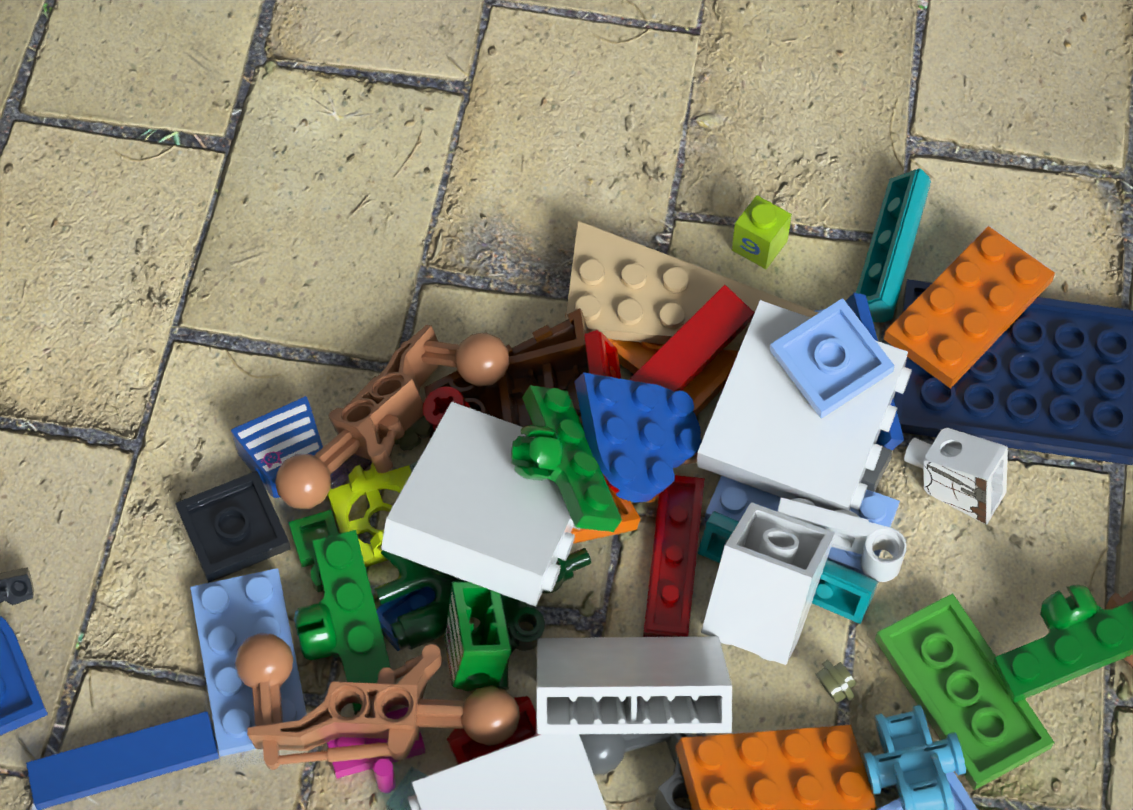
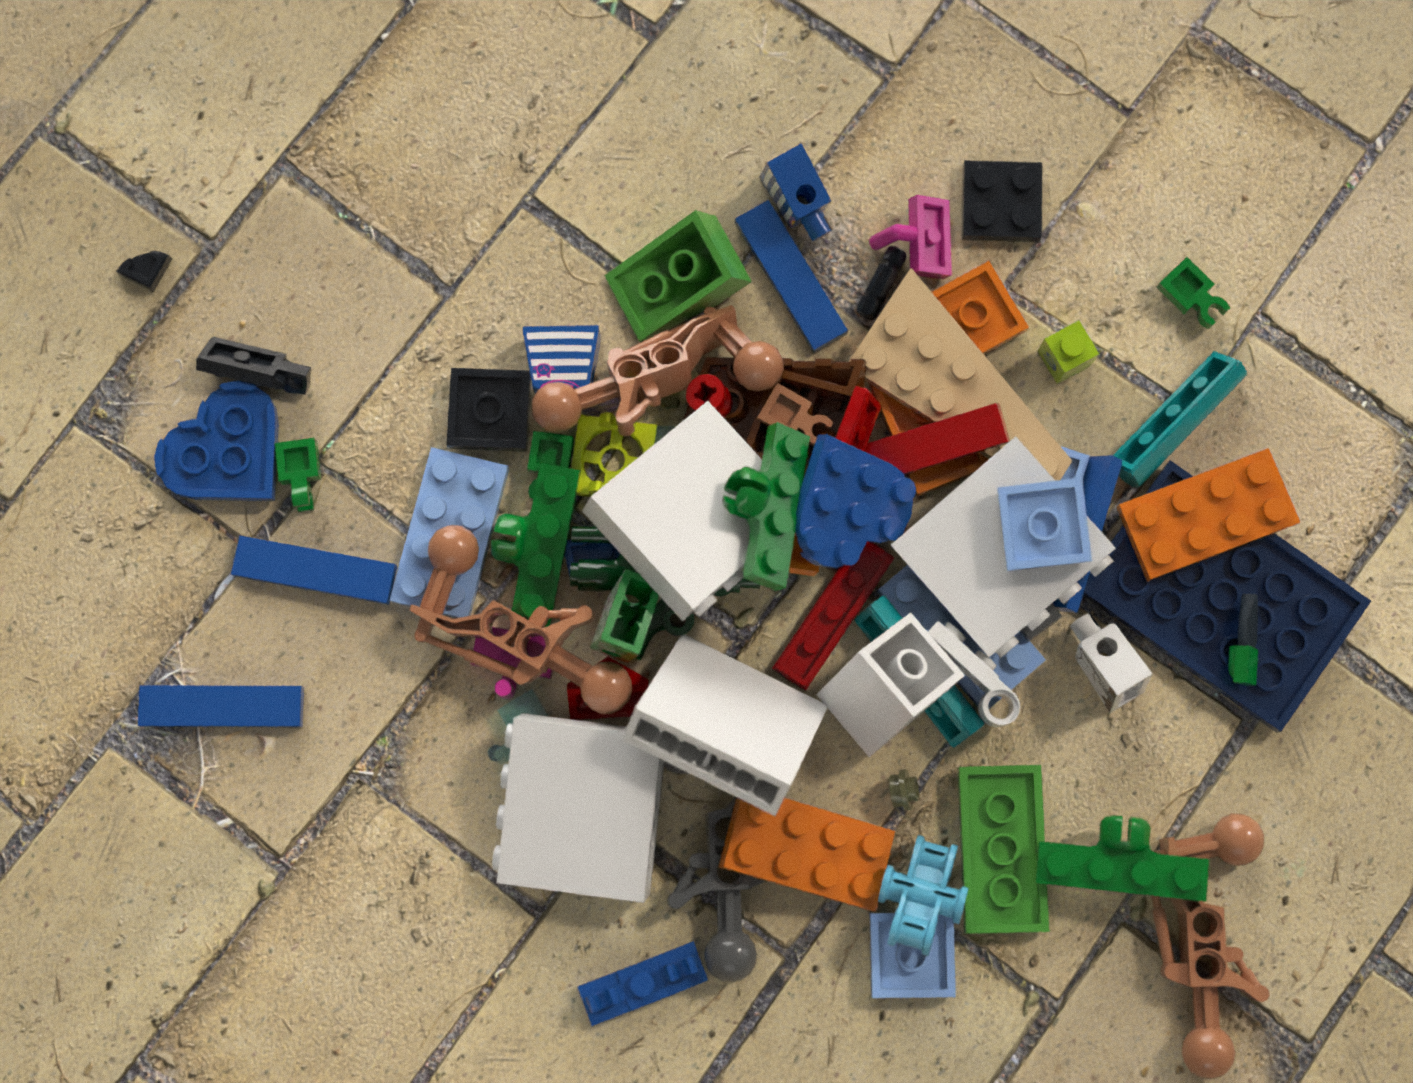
camera: 30 degrees right, 20 degrees up
(59, 666) = (298, 465): none -> green plate
(358, 327) = (678, 275): none -> bright green slope
(434, 204) = (795, 176): none -> blue torso
(468, 285) = (791, 276): none -> blue tile
(521, 377) = (791, 410): none -> nougat plate
(556, 253) = (881, 282): none -> black axle
(577, 193) = (927, 236): none -> dark pink plate
(627, 142) = (1002, 201): none -> black plate
(664, 228) = (982, 307): none -> orange plate
(838, 137) = (1188, 288): none -> green plate
(1076, 405) = (1244, 657): none -> piece

